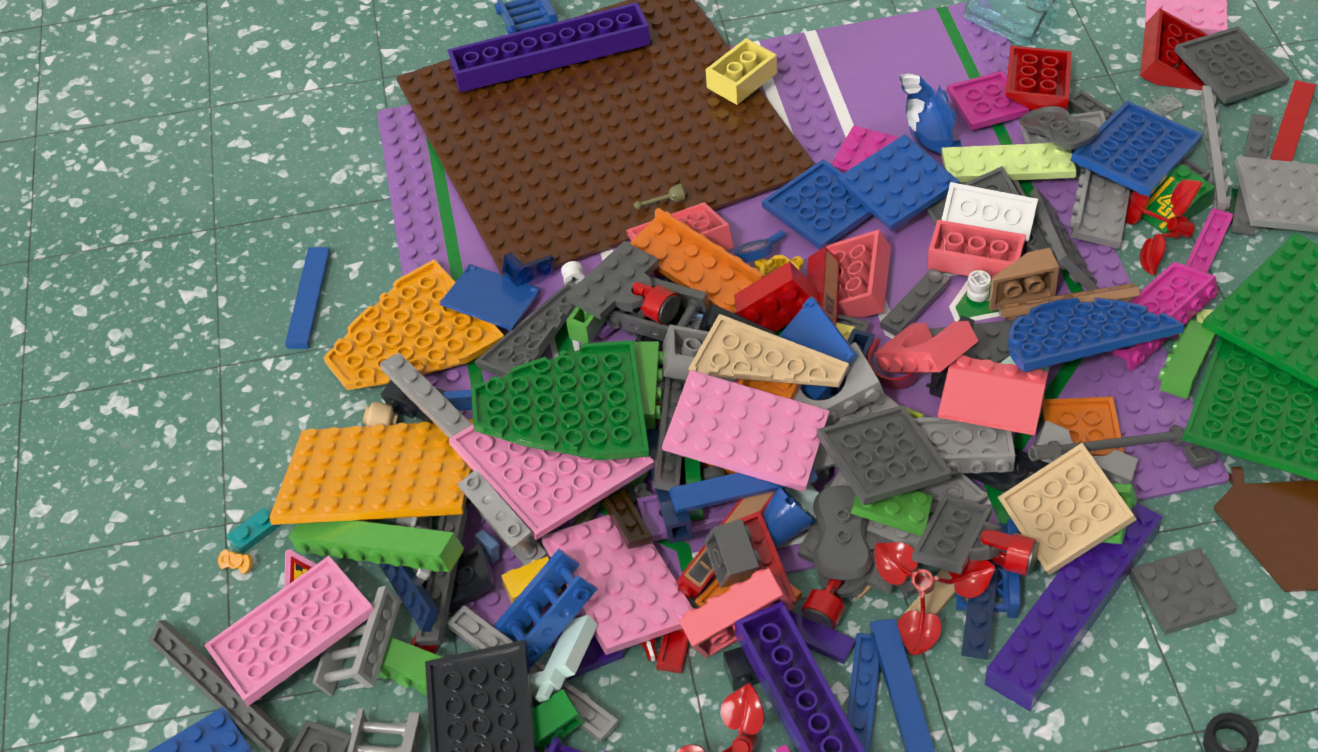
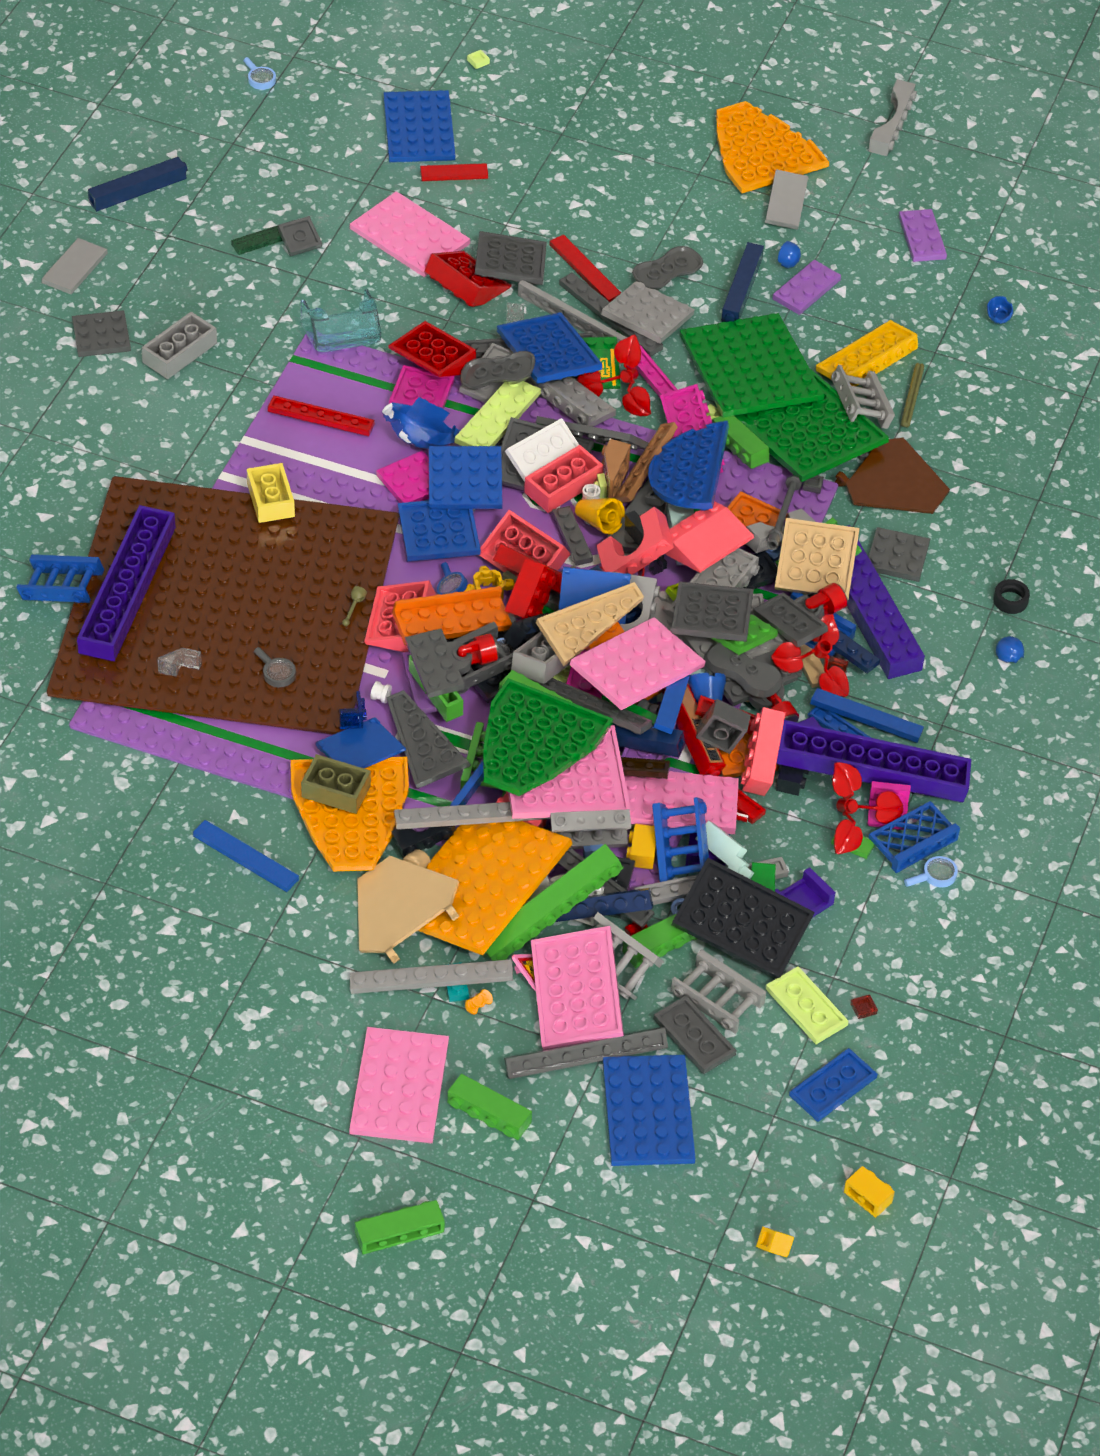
camera: 65 degrees left, 0 degrees up
(92, 558) = (399, 1085): none -> bright pink plate
(96, 644) = (489, 1107): none -> bright green brick
(239, 506) = (431, 976): none -> light grey plate
(310, 432) = (398, 902): none -> tan flag
(413, 299) = (336, 783): none -> olive brick
(487, 124) = (170, 663): none -> clear slope
(537, 194) = (277, 671): none -> piece
(883, 55) = (321, 415): none -> red tile
(949, 622) = (841, 663): none -> clear red tile
(952, 302) = (601, 513): none -> yellow cone

